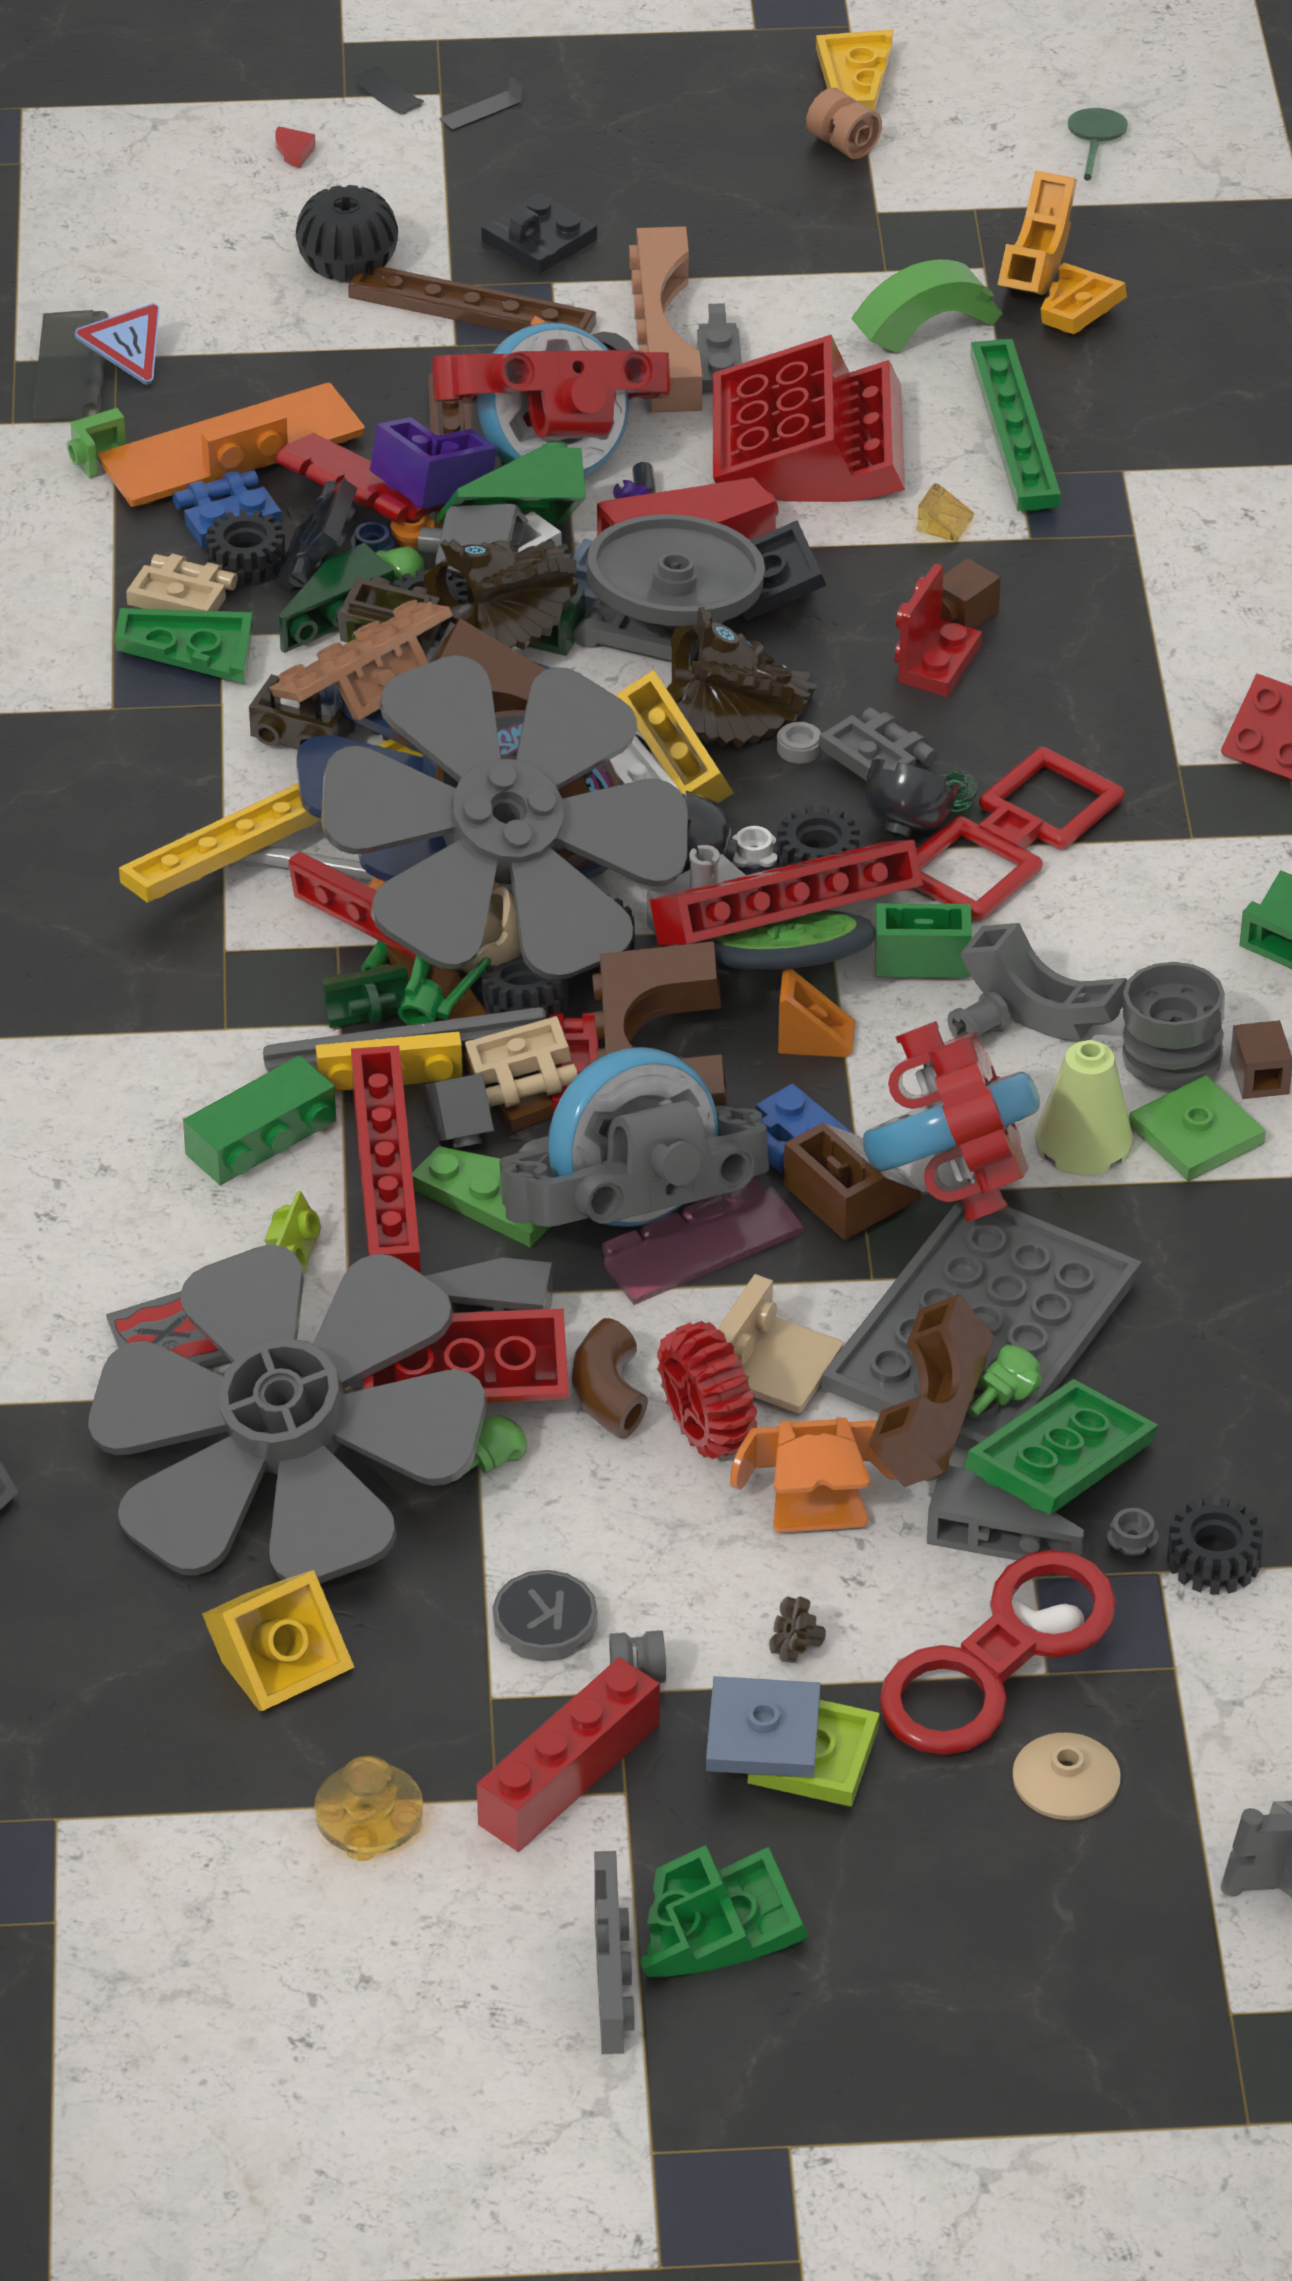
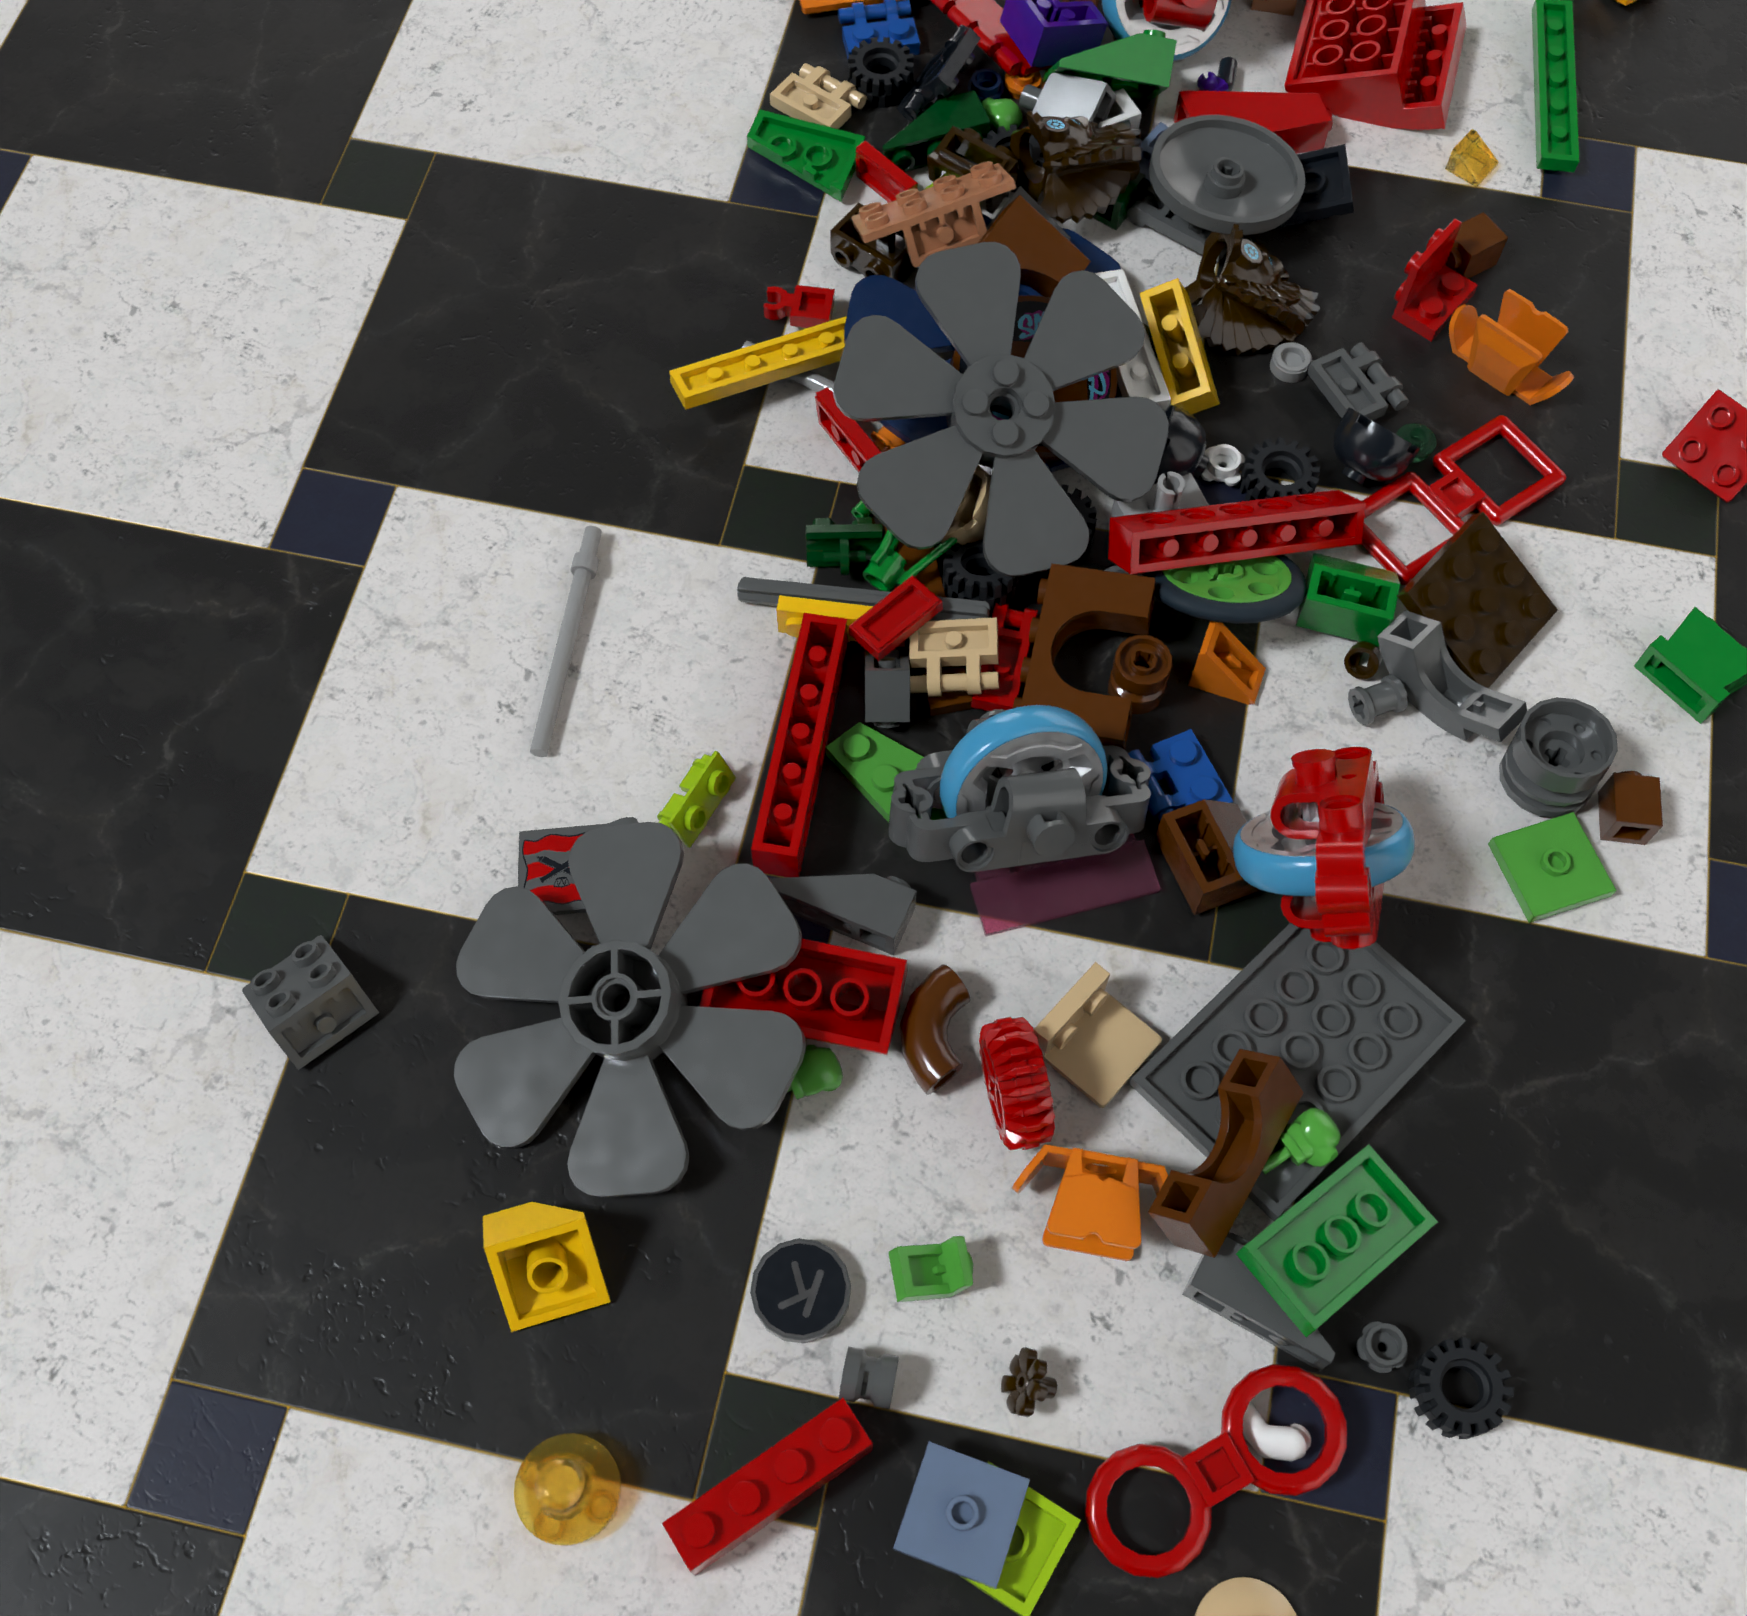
camera: 15 degrees right, 20 degrees up
(85, 1076) = (583, 568): none -> light grey bar
(239, 788) = (805, 307): none -> red plate
(259, 1120) = (713, 657): green brick -> none
(282, 644) = (881, 173): none -> red tile
(449, 1037) = (895, 618): none -> red tile
(672, 1567) = (931, 1270): none -> bright green bracket
(726, 1029) = (1140, 672): none -> reddish brown wheel
(945, 990) = (1354, 657): none -> dark brown hinge
(1031, 682) = (1512, 349): none -> orange piece
(1063, 905) = (1481, 598): none -> dark brown plate
(1085, 1113) = (1453, 839): yellowish green cone -> none

